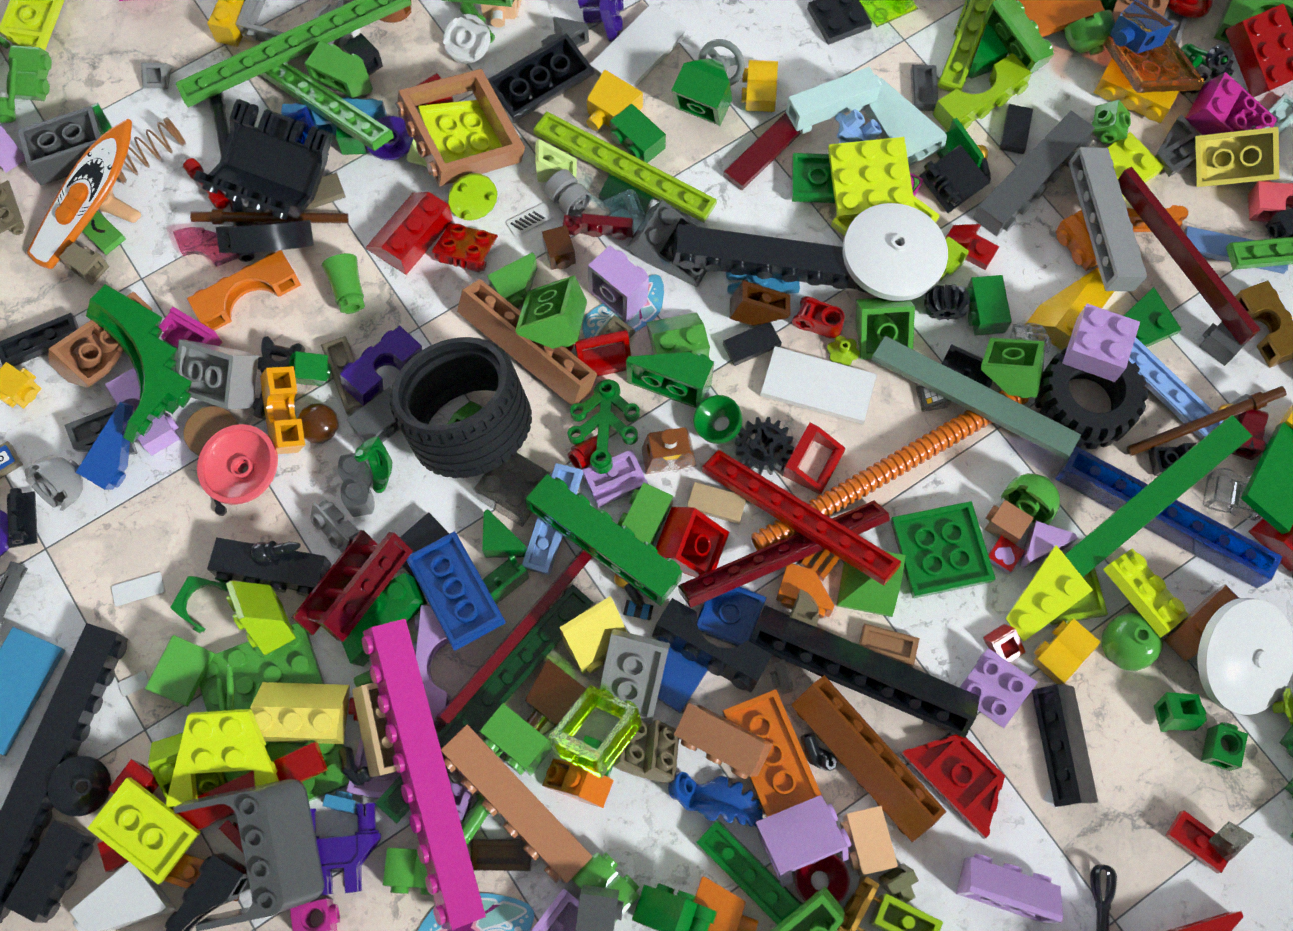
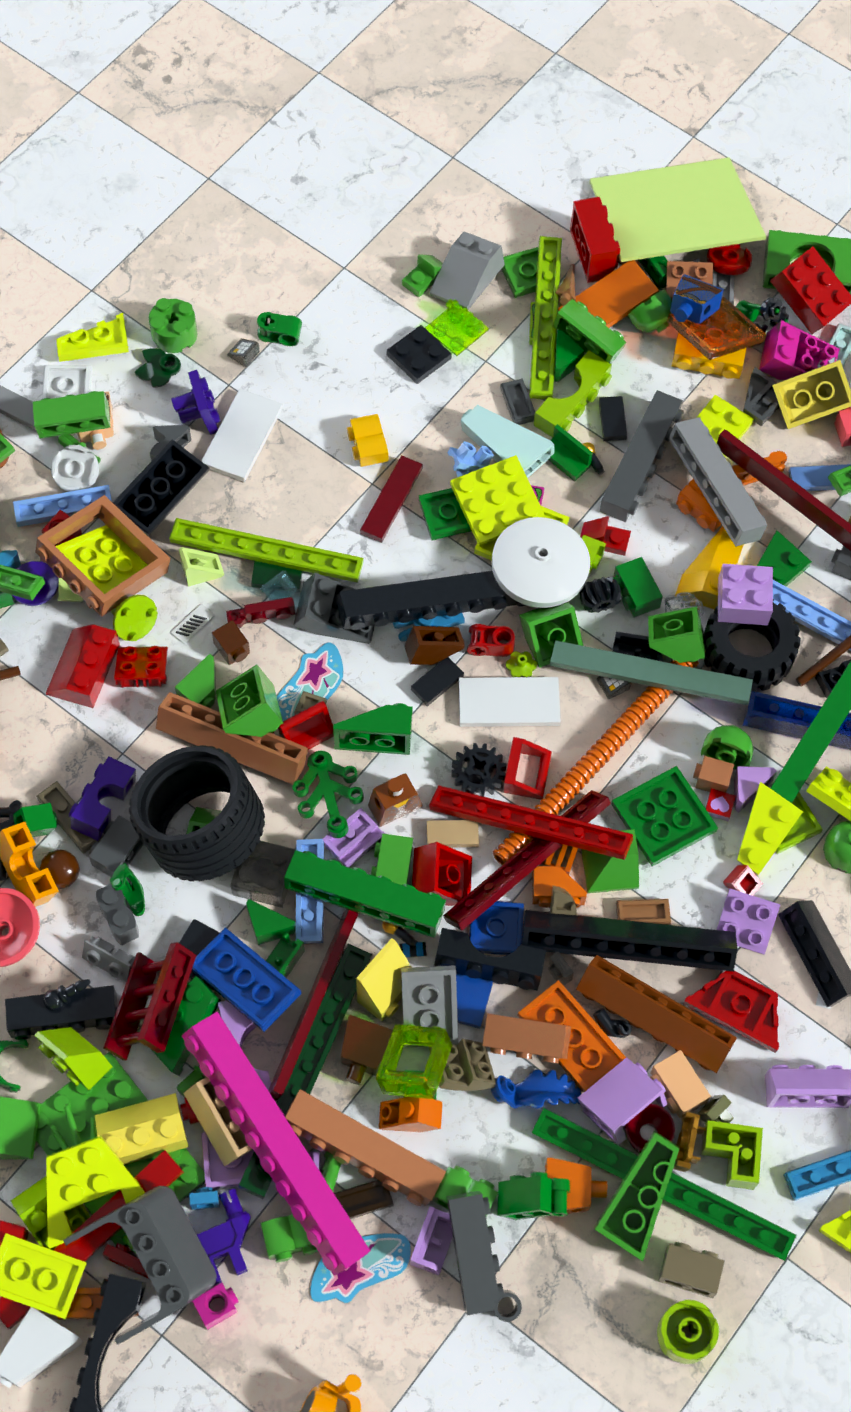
camera: 20 degrees left, 5 degrees down
(345, 282) = (40, 731): bright green plant -> none
(350, 770) = (202, 1165): black arm -> none
(419, 68) = (45, 508): none -> light blue plate
(515, 739) = (346, 1091): bright green brick -> none
(566, 190) = (220, 588): light grey wheel -> none
(581, 453) = (316, 825): red cone -> none
(610, 98) = (235, 492): yellow torso -> none
(618, 283) = (299, 660): lavender brick -> none
(637, 134) = (268, 516): green brick -> none
(678, 335) = (368, 692): bright green slope -> none
(704, 84) = (318, 454): green piece -> none
(710, 411) = (422, 750): green piece -> none
(833, 97) = (440, 436): light aqua brick -> none
(954, 178) = (571, 480): black hinge -> none
(1065, 651) = (796, 872): yellow brick -> none
(1111, 121) = (695, 390): bright green brick -> none

